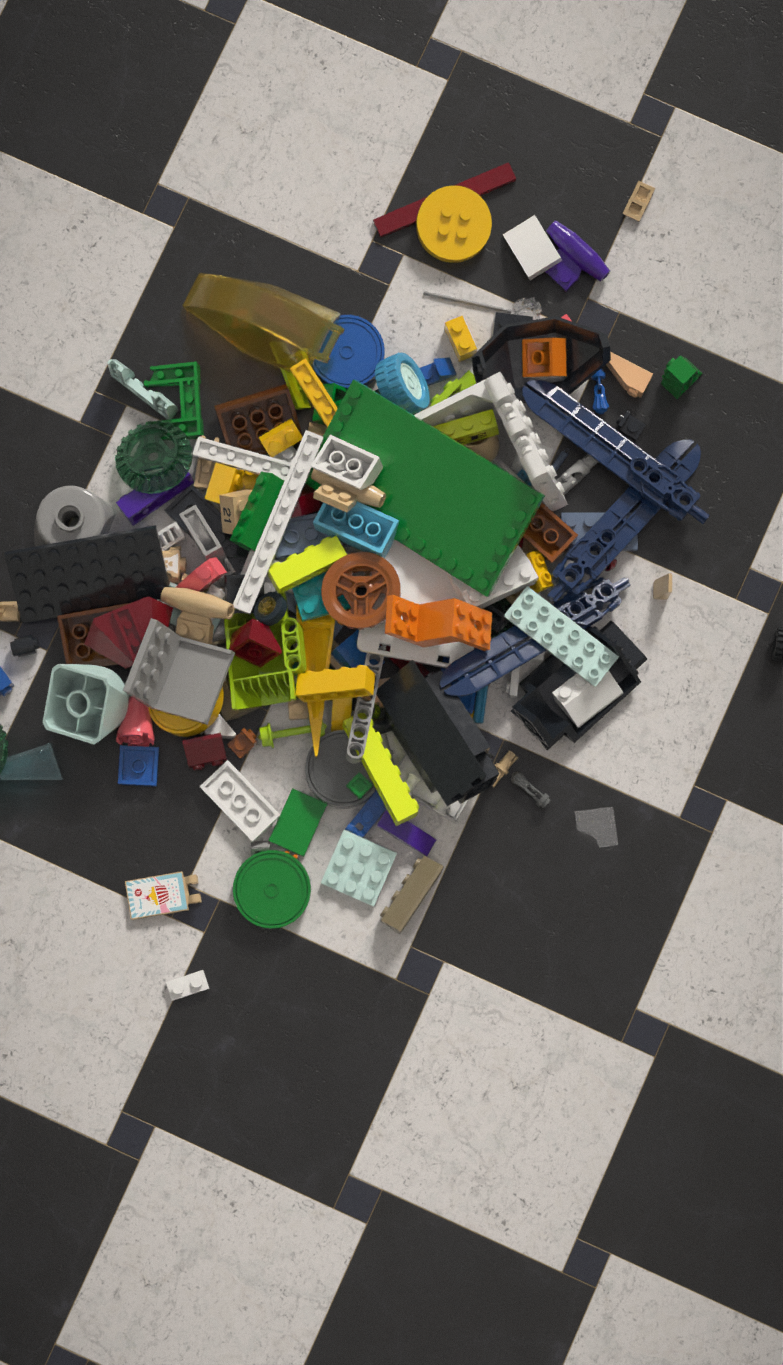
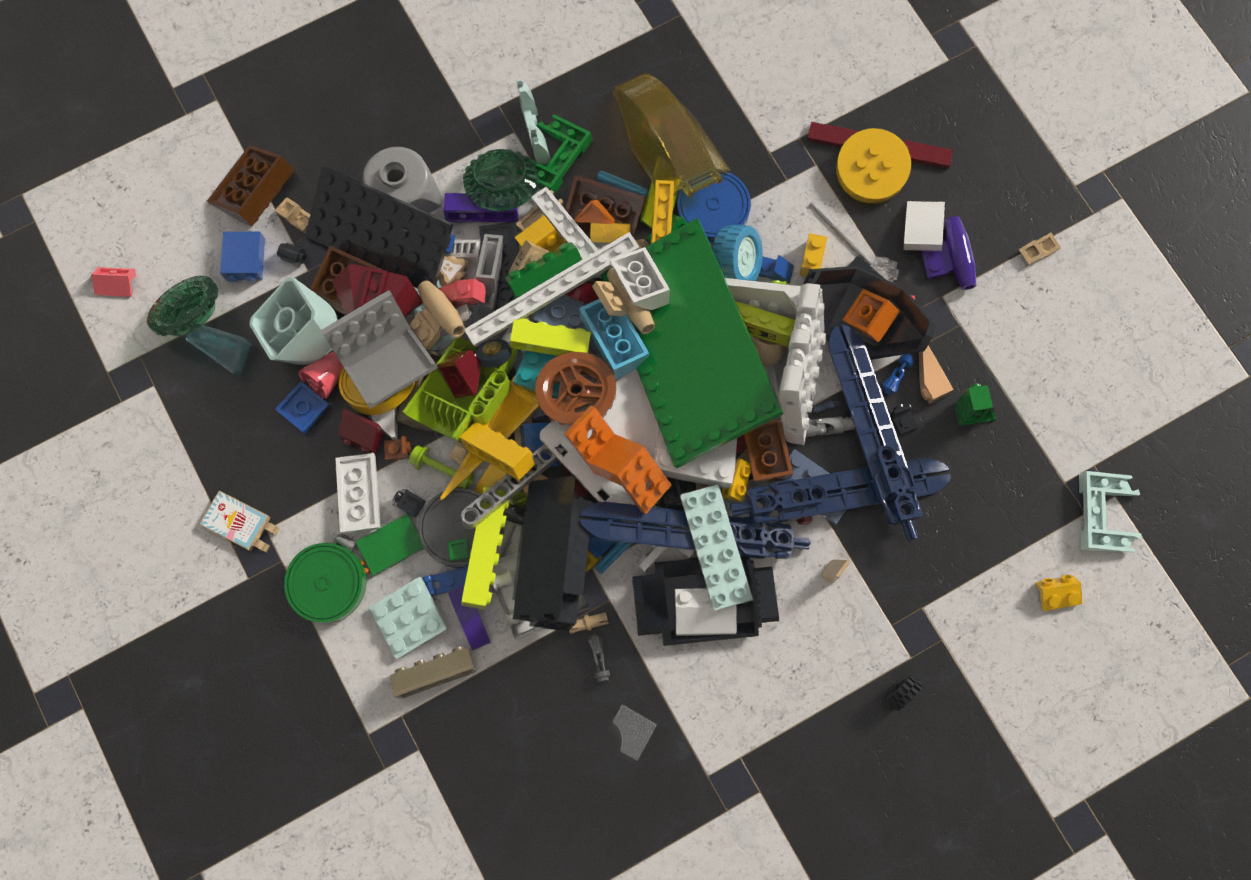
camera: 40 degrees right, 5 degrees down
(187, 985) = (200, 611): white plate -> none
(251, 388) = (610, 179): none -> dark azure axle
(257, 431) = (594, 213): none -> orange slope
(286, 778) = (408, 502): none -> black bracket

